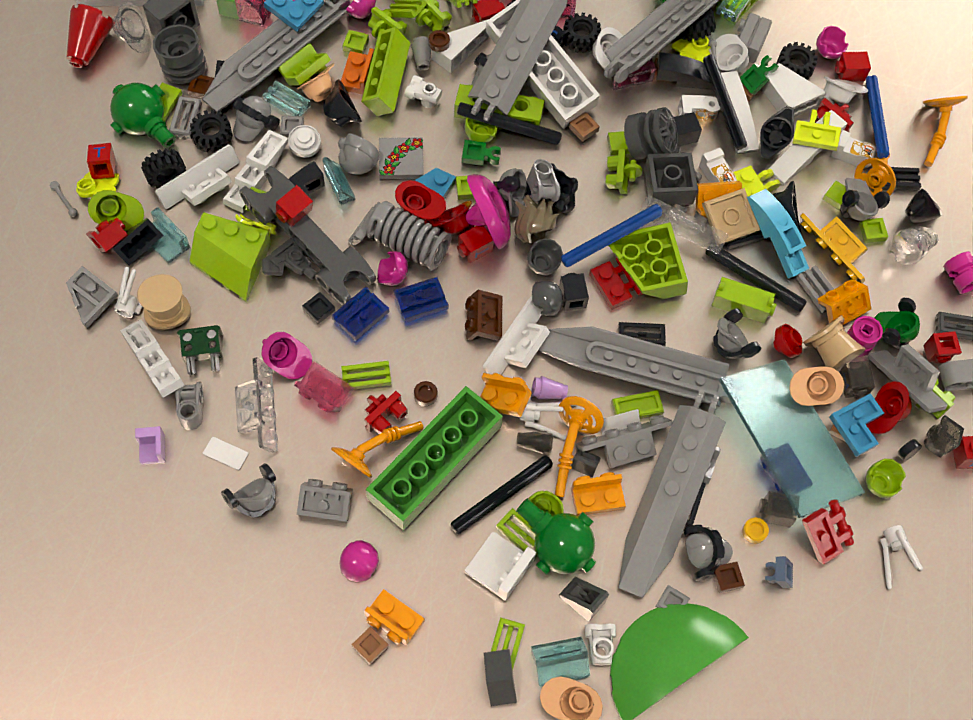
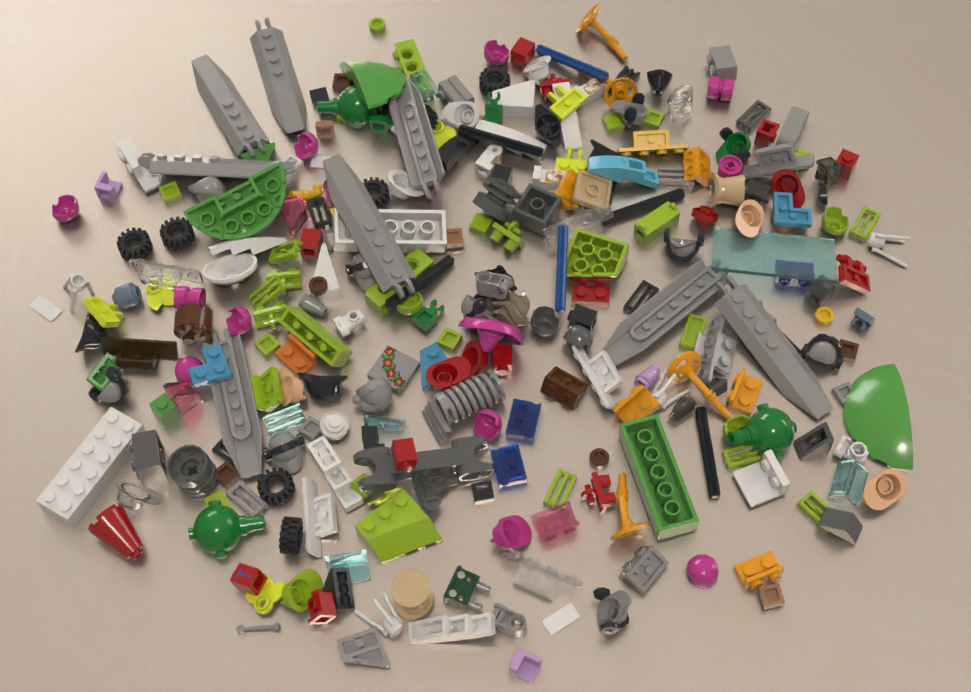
camera: 50 degrees left, 5 degrees down
(889, 515) = (859, 234): none -> lime tile

